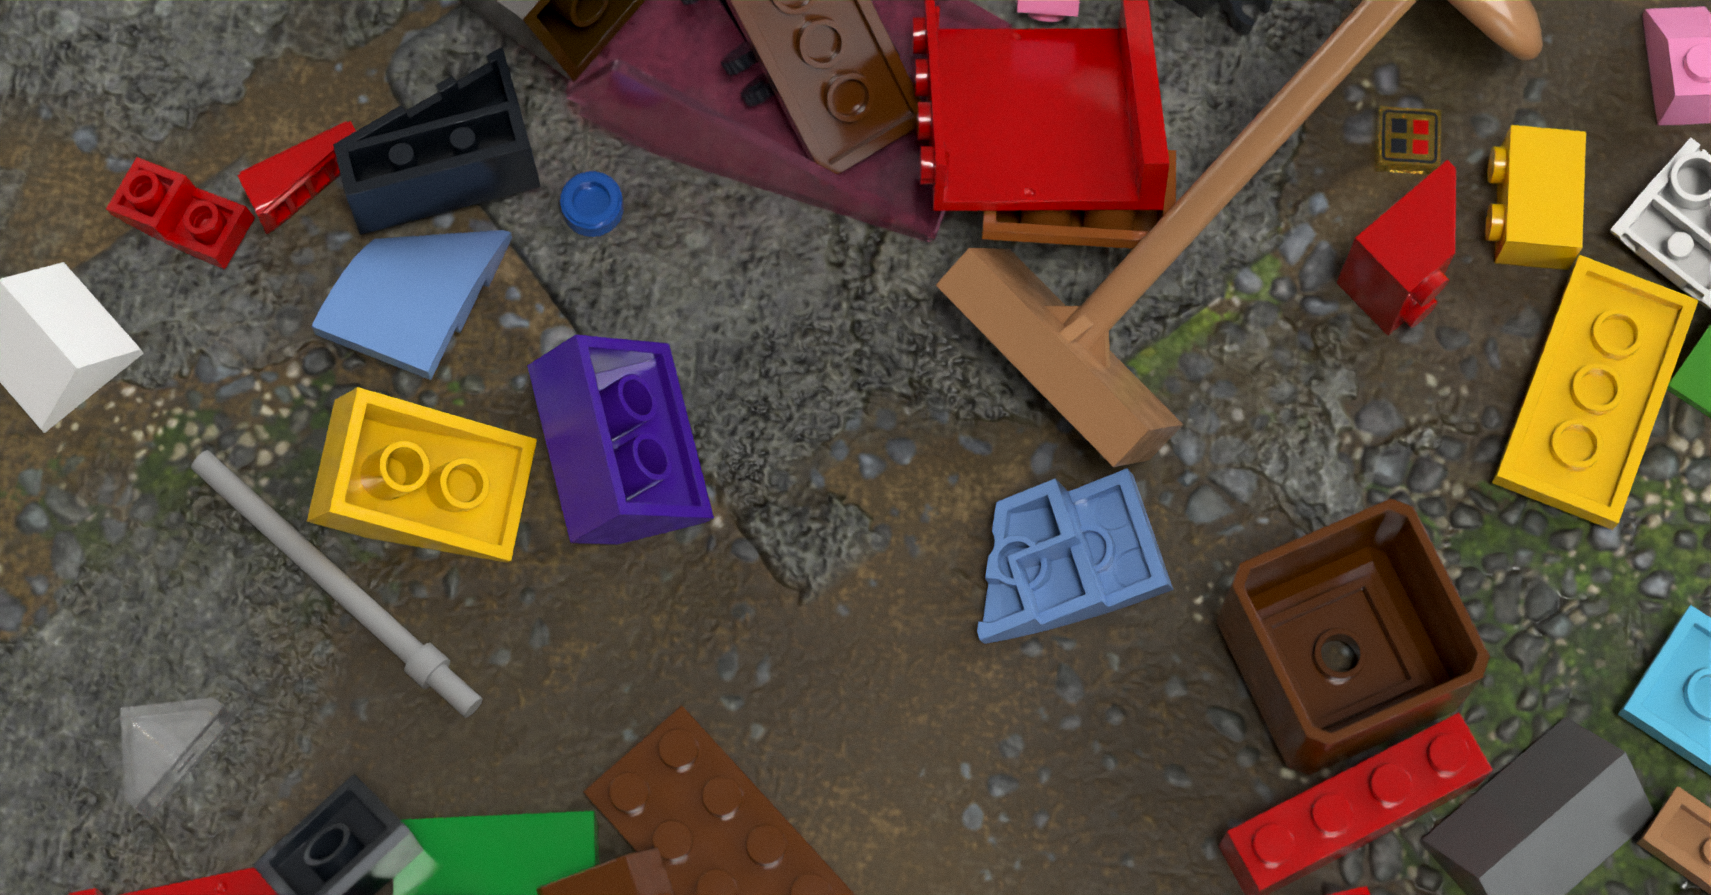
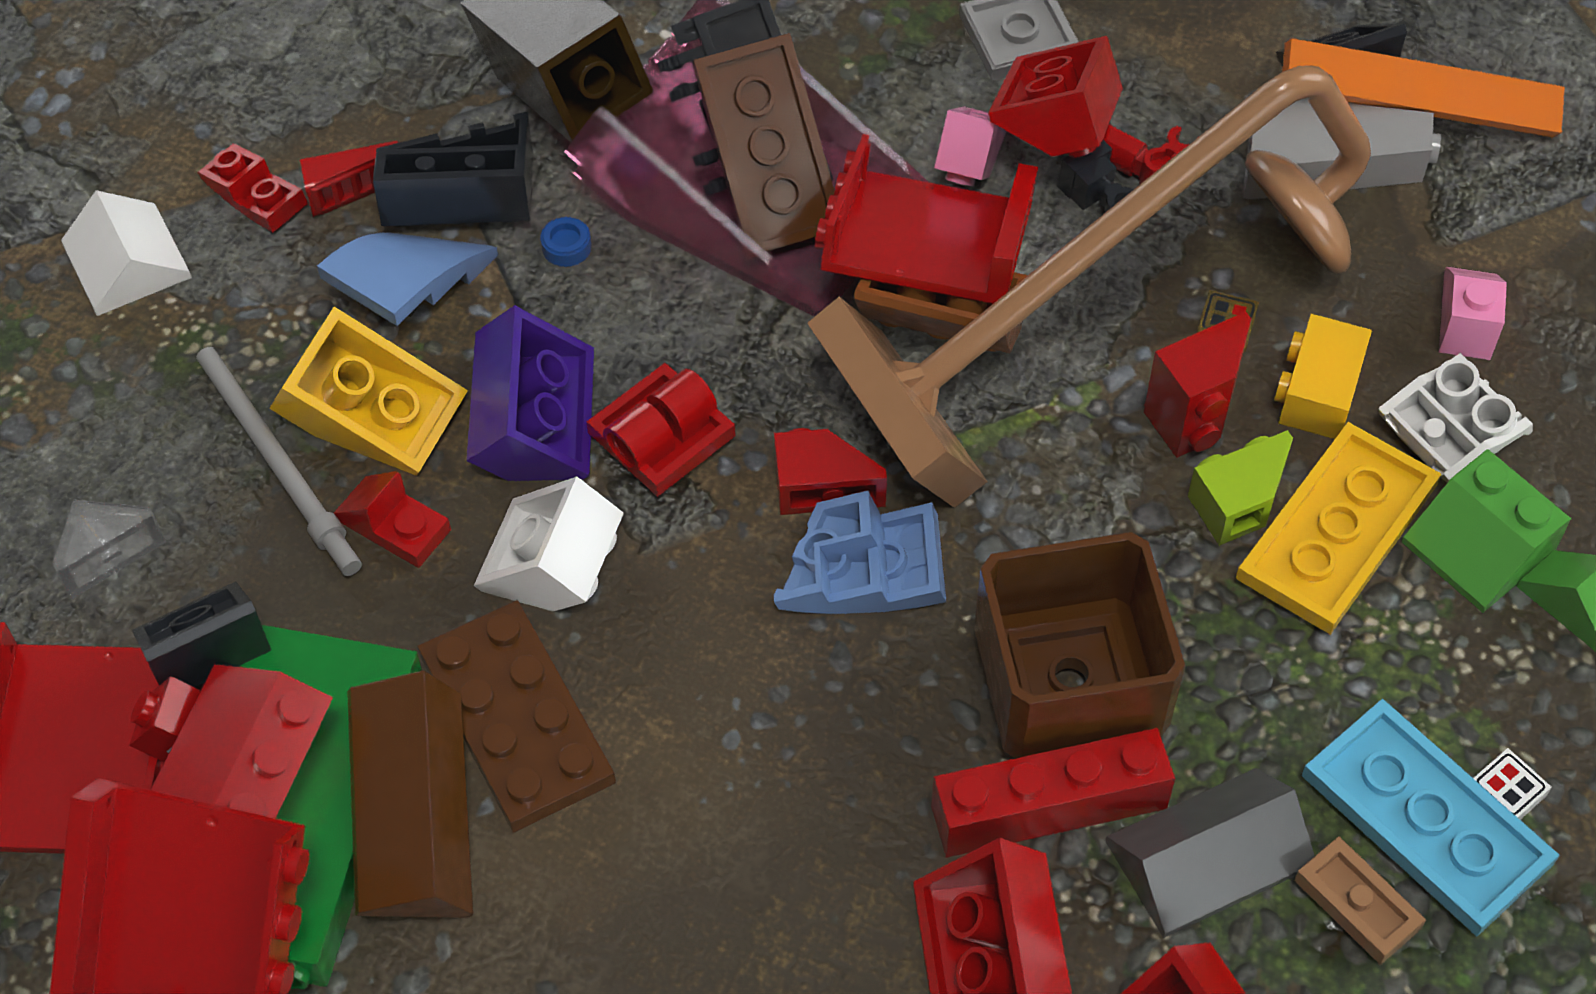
camera: 15 degrees right, 15 degrees down
(498, 630) = (393, 519): none -> red slope
(700, 629) = (551, 546): none -> white slope
(785, 439) = (663, 427): none -> red plate
(990, 458) = (822, 467): none -> red slope
(1479, 369) = (1239, 488): none -> lime slope

